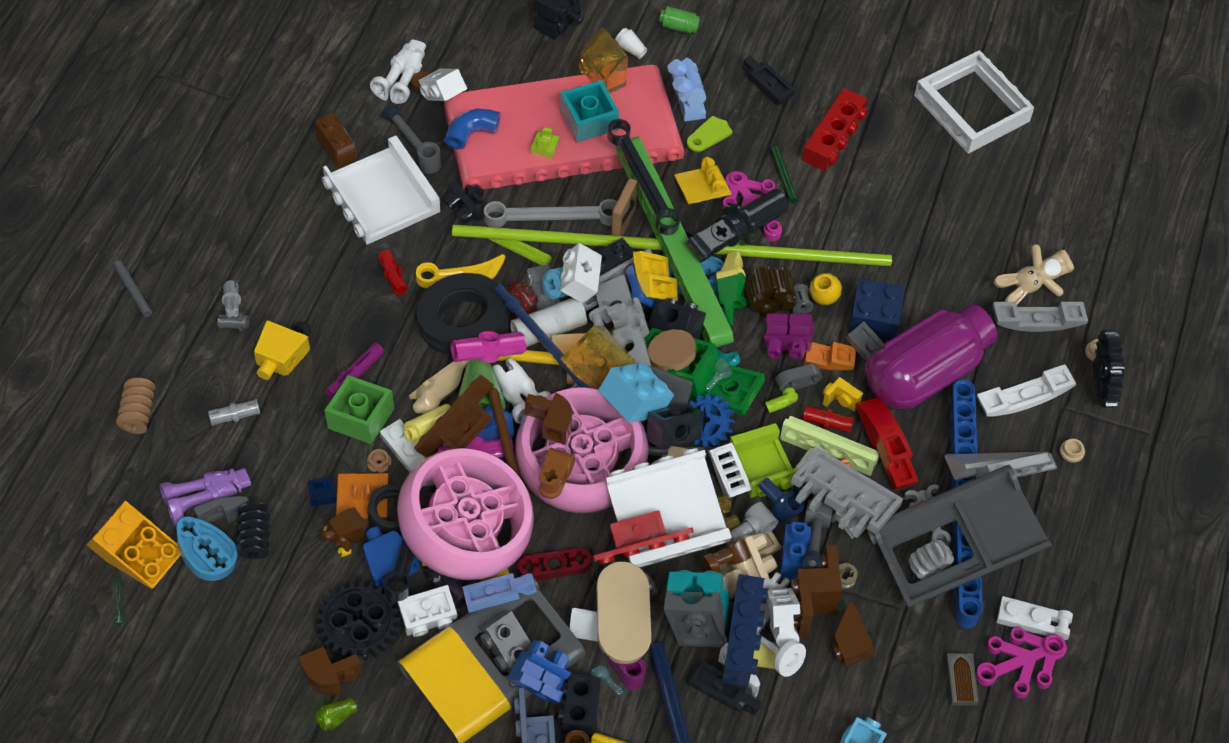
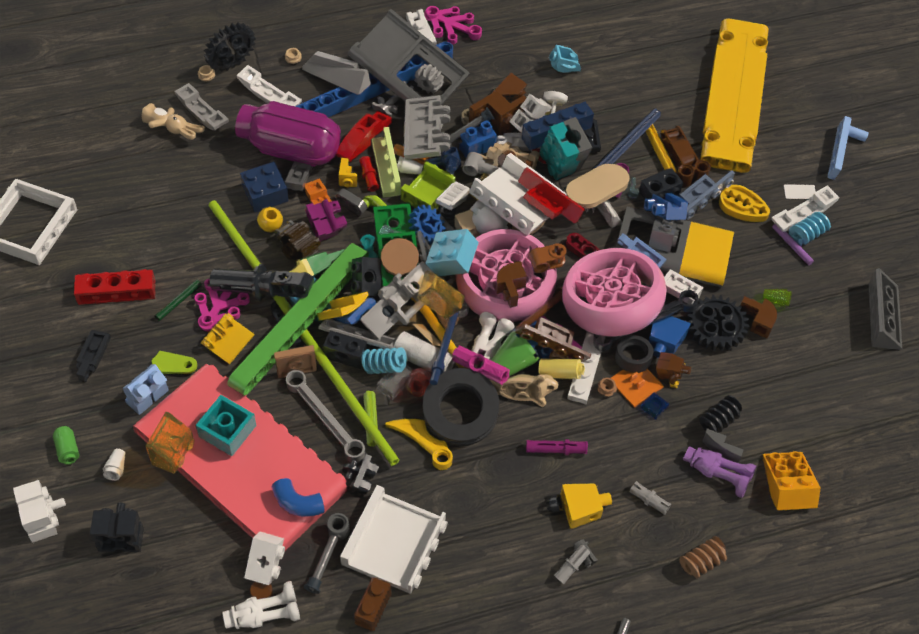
camera: 125 degrees left, 0 degrees up
(118, 584) = (818, 473): clear green hinge -> none
(196, 559) = (764, 436): dark azure piece -> none
(359, 409) = (586, 415): bright green brick -> none
(392, 272) = (458, 481): red pin -> none
(545, 143) = (274, 444): lime tile -> none
(580, 272) = (382, 339): white brick -> none
(643, 176) = (267, 350): black piece -> none
(674, 426) = (446, 223): black brick -> none
(962, 679) = (486, 42): tile -> none

